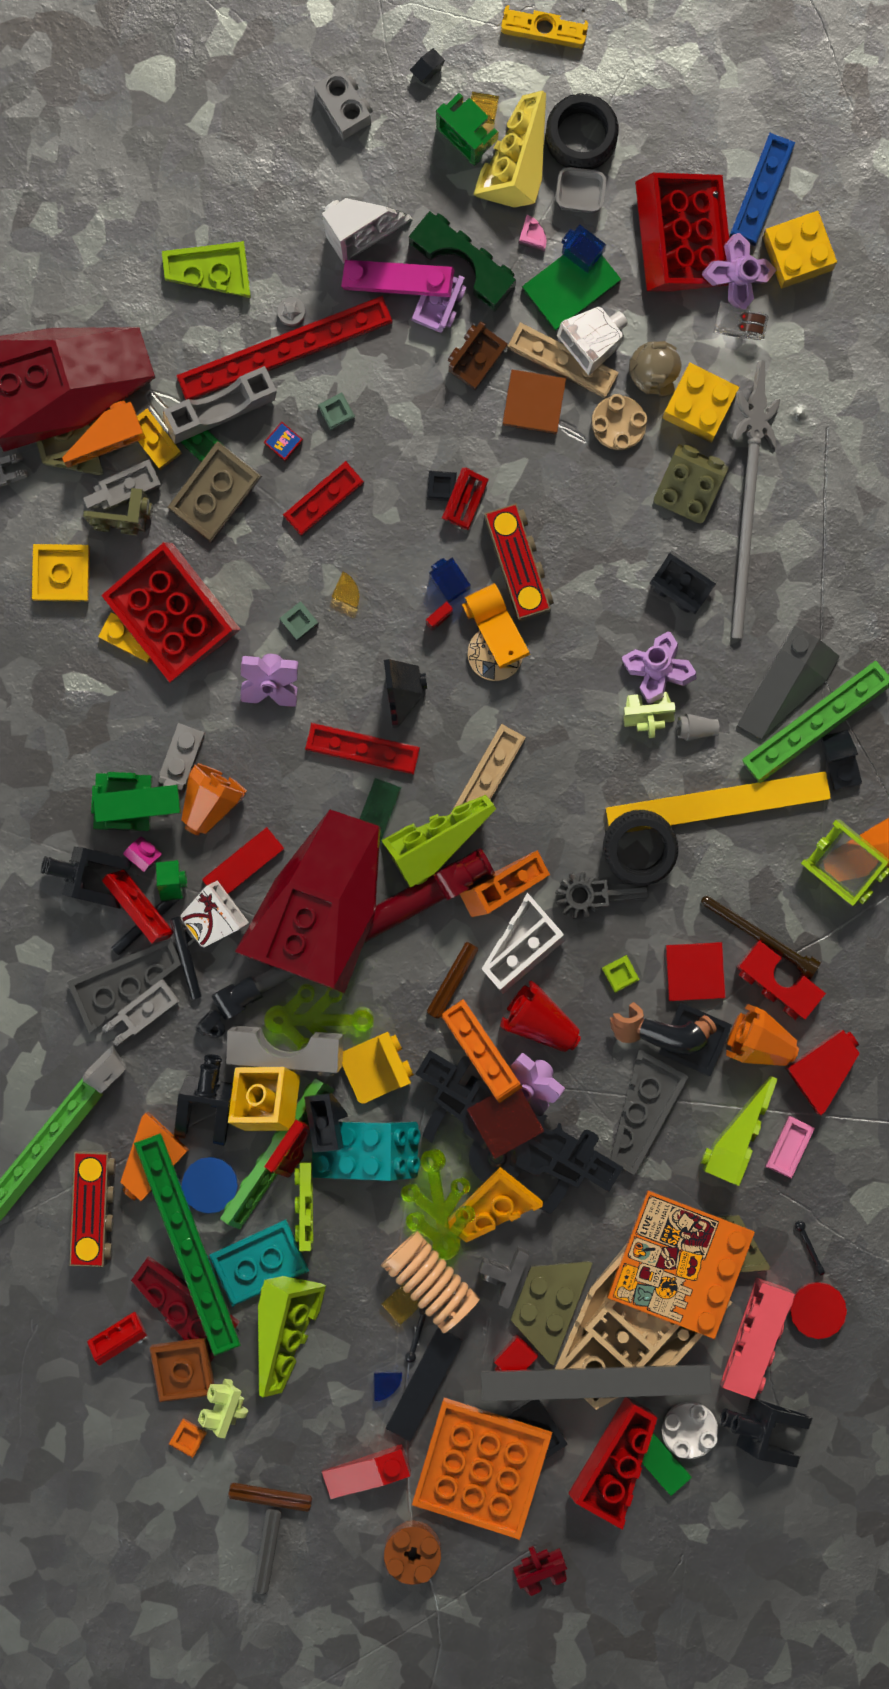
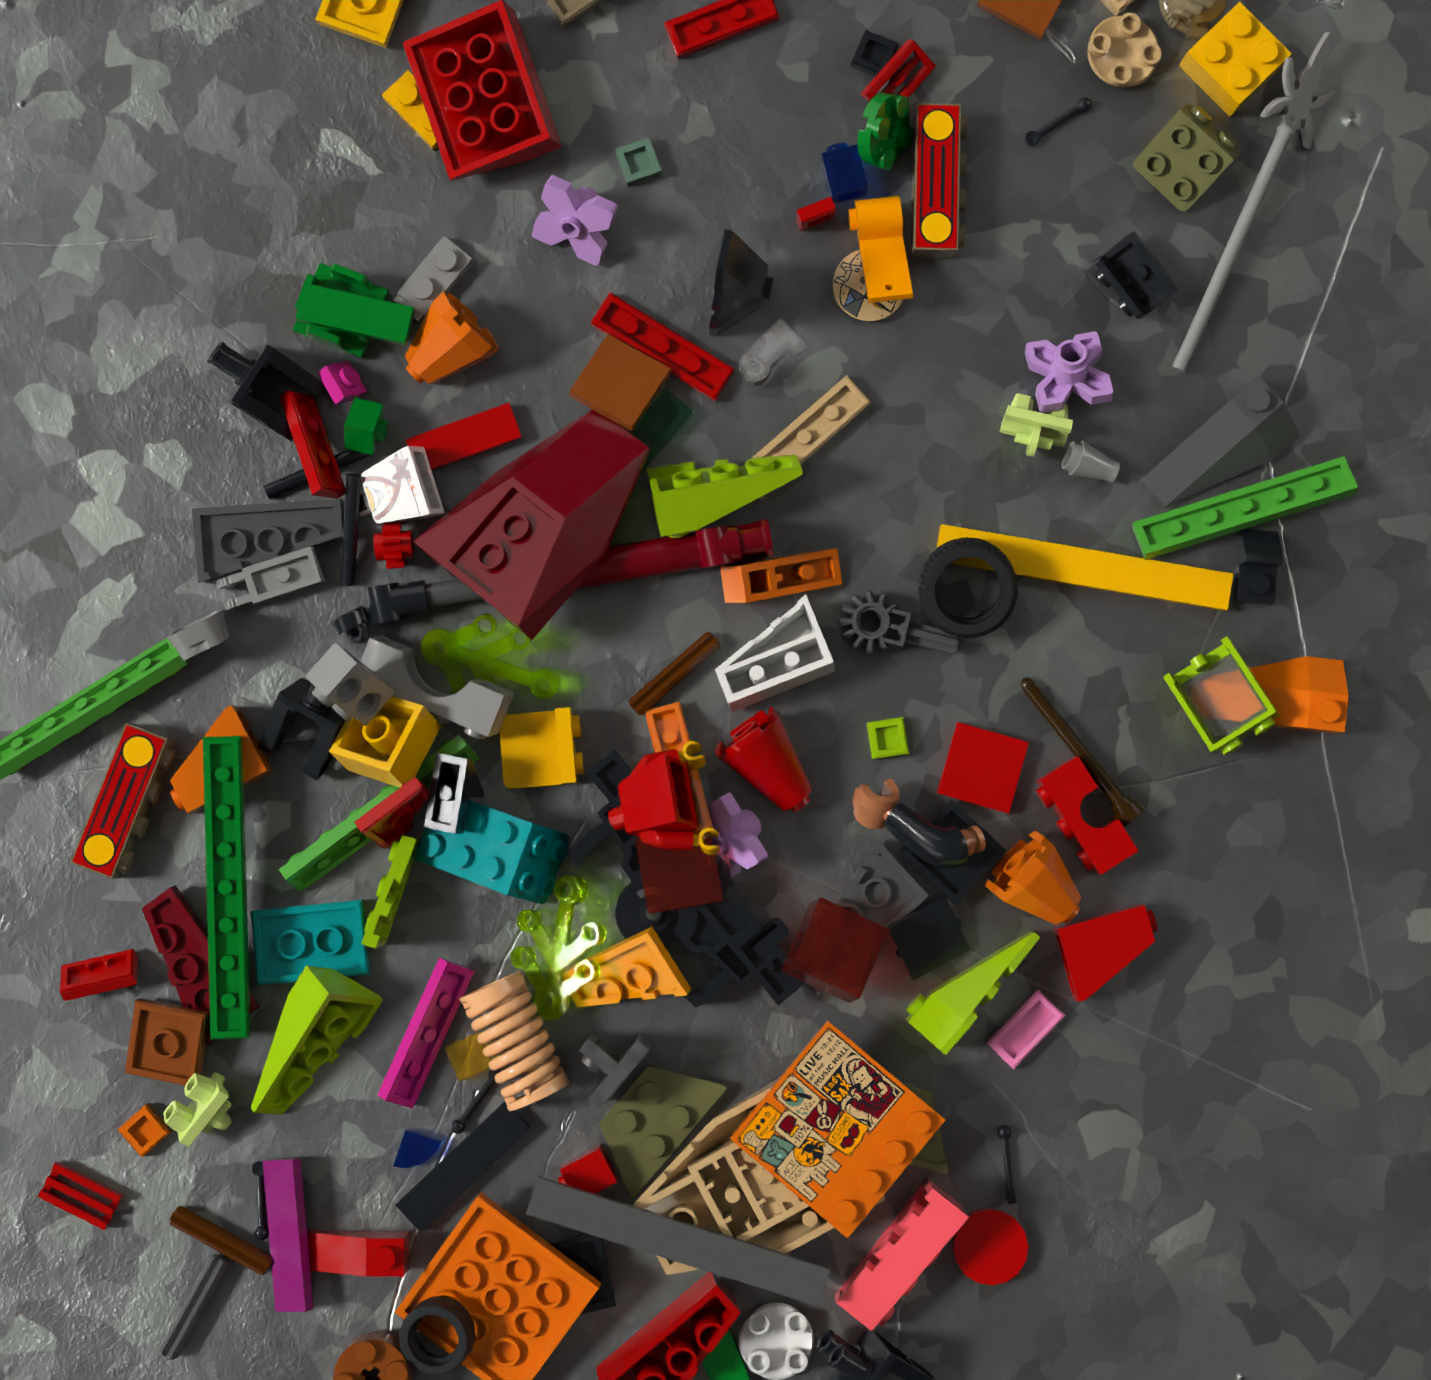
camera: 20 degrees right, 0 degrees up
(156, 1500) = (73, 1208): none -> red tile
(209, 1184) = (282, 823): blue tile -> none
(220, 958) = (394, 545): none -> red gear
(227, 1071) = (349, 685): none -> light grey brick
(279, 1437) = (261, 1232): none -> black hinge
(316, 1476) = (288, 1235): none -> magenta tile
(341, 785) = (620, 382): none -> dark orange tile
(347, 591) = (711, 145): clear yellow tile -> none
(364, 1298) = (425, 1033): none -> dark pink plate
(435, 735) = (768, 351): none -> clear leg
(442, 1530) = (418, 1355): none -> black tyre
(469, 541) = (885, 130): none -> green plate
(475, 1077) = (660, 802): none -> red torso
(576, 505) = (1033, 137): none -> black hinge
(635, 1138) = (835, 950): none -> clear red brick
(698, 1106) = (928, 937): none -> black piece

